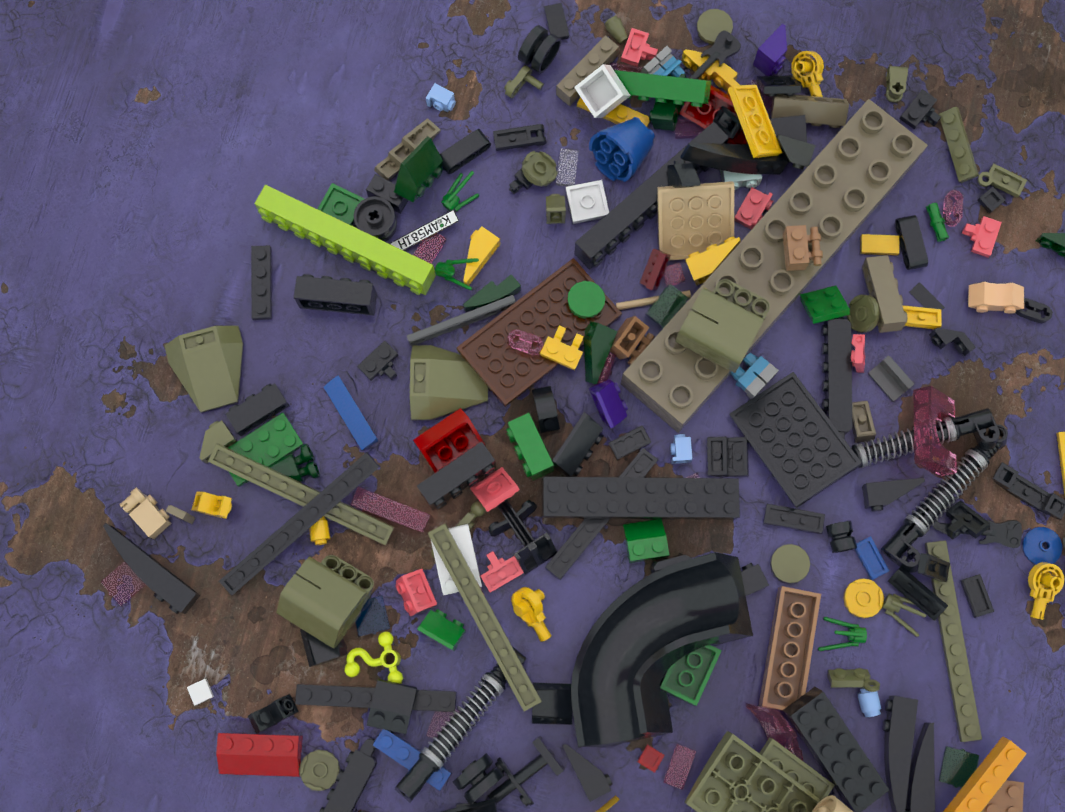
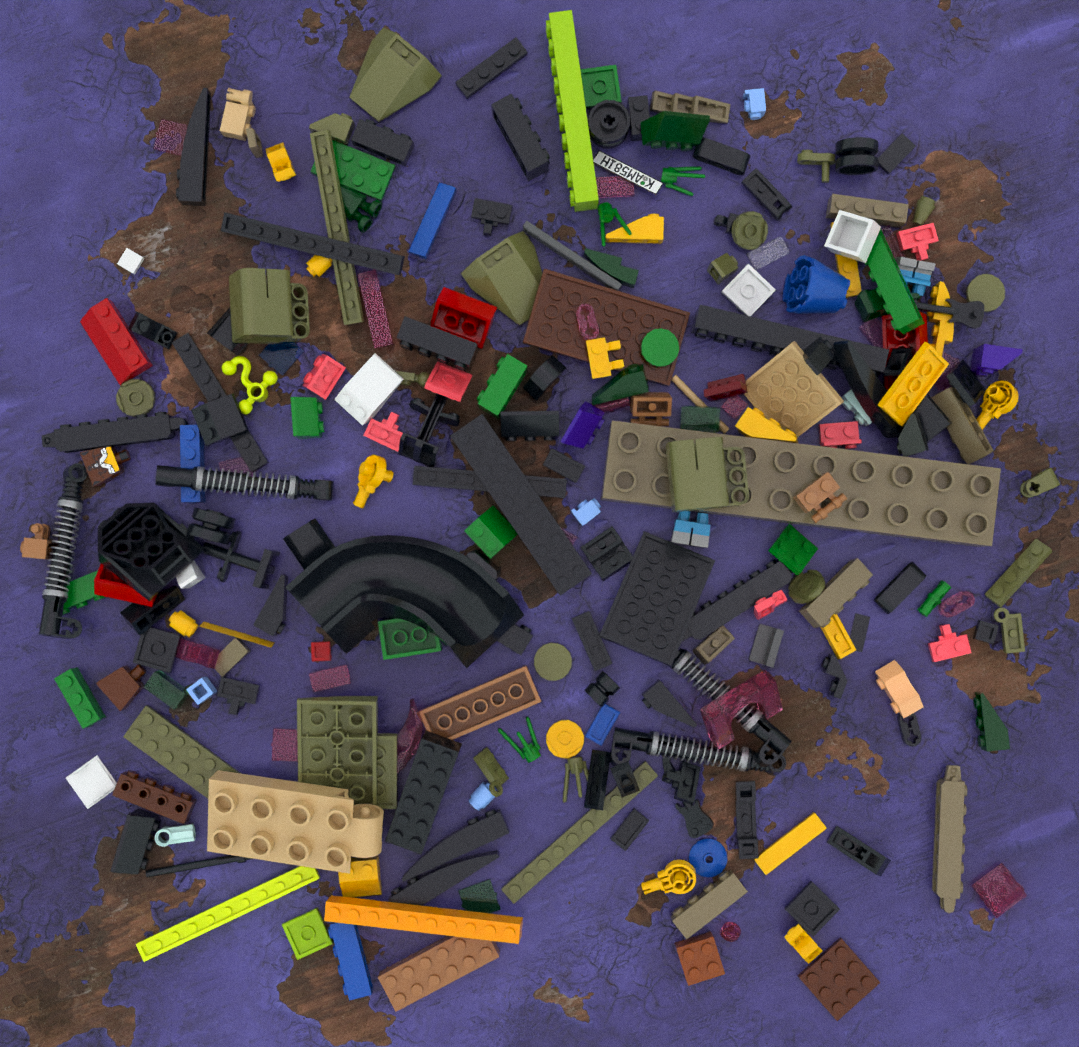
camera: 50 degrees right, 10 degrees up
(484, 617) = (337, 443): olive plate -> none
(879, 244) = (880, 562): yellow tile -> none
(921, 111) = (1028, 521): black hinge -> none

